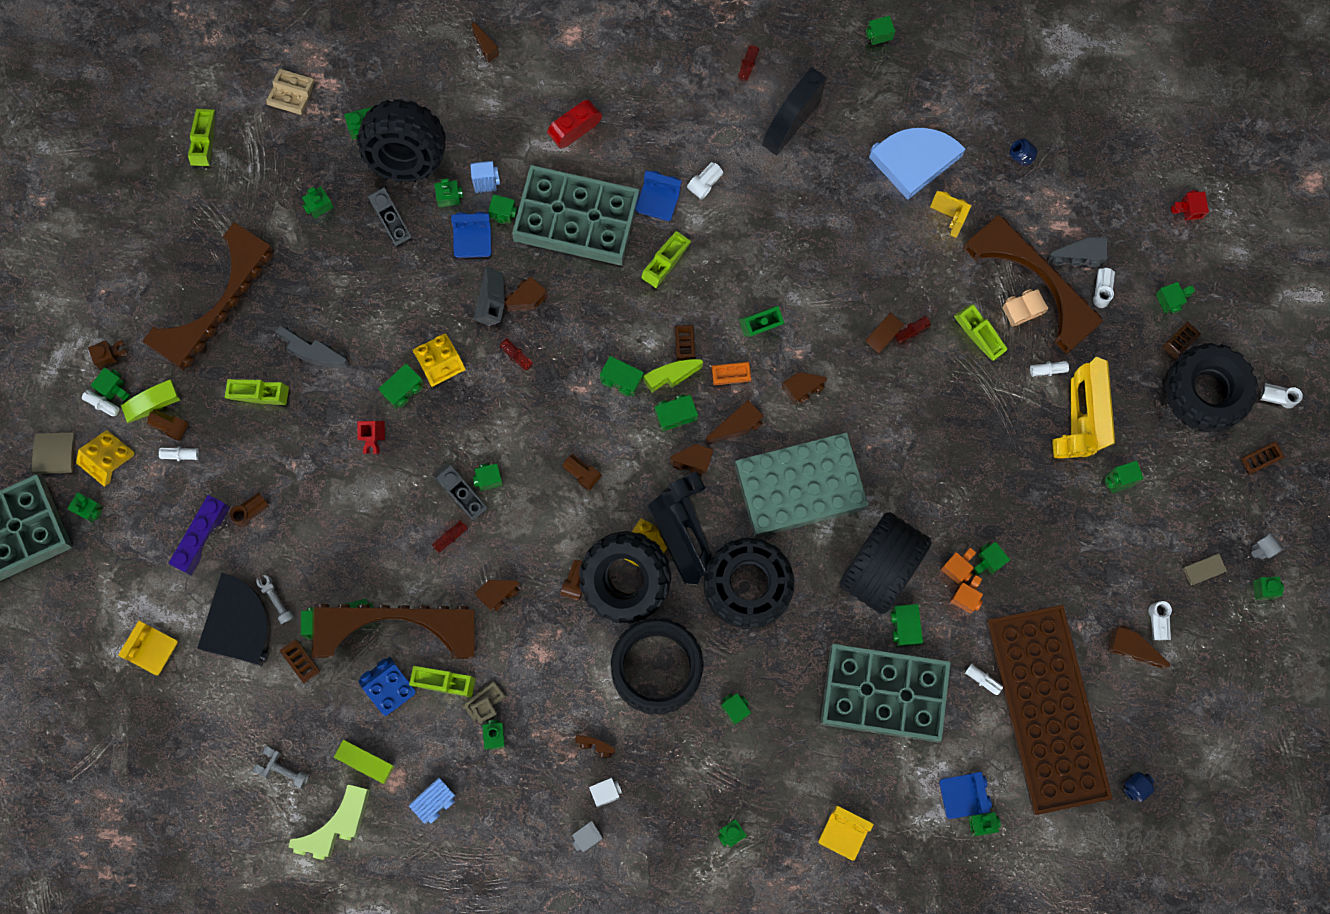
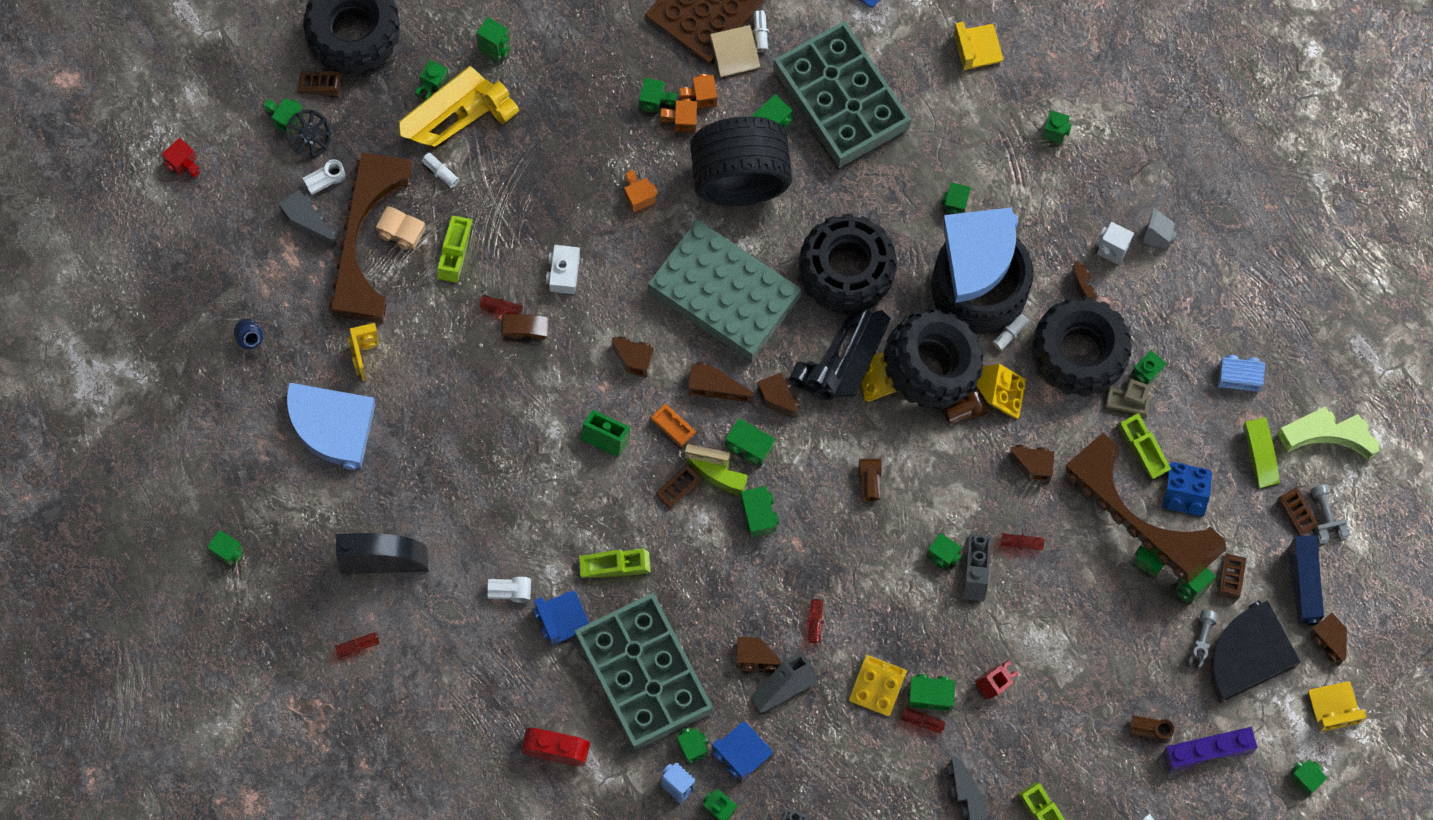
camera: 130 degrees left, 5 degrees down
(122, 586) = (1308, 776): none -> green brick
(196, 690) = (1332, 638): none -> reddish brown slope
(248, 707) = (1306, 579): none -> dark blue slope
(317, 752) = (1299, 500): none -> reddish brown slope
(389, 367) = (923, 720): none -> clear red axle
(541, 666) = (1086, 318): none -> black tyre
(566, 615) = (1002, 389): none -> yellow slope
(604, 661) = (1010, 332): none -> white axle
(672, 667) = (979, 249): none -> light blue brick
(689, 373) = (707, 454): none -> tan slope
(905, 391) = (564, 269): none -> white brick
(922, 487) = (639, 193): none -> orange brick
(981, 645) = (735, 51): none -> tan slope
(1124, 415) = (432, 79): none -> green brick
(1146, 300) = (308, 133): none -> black wheel

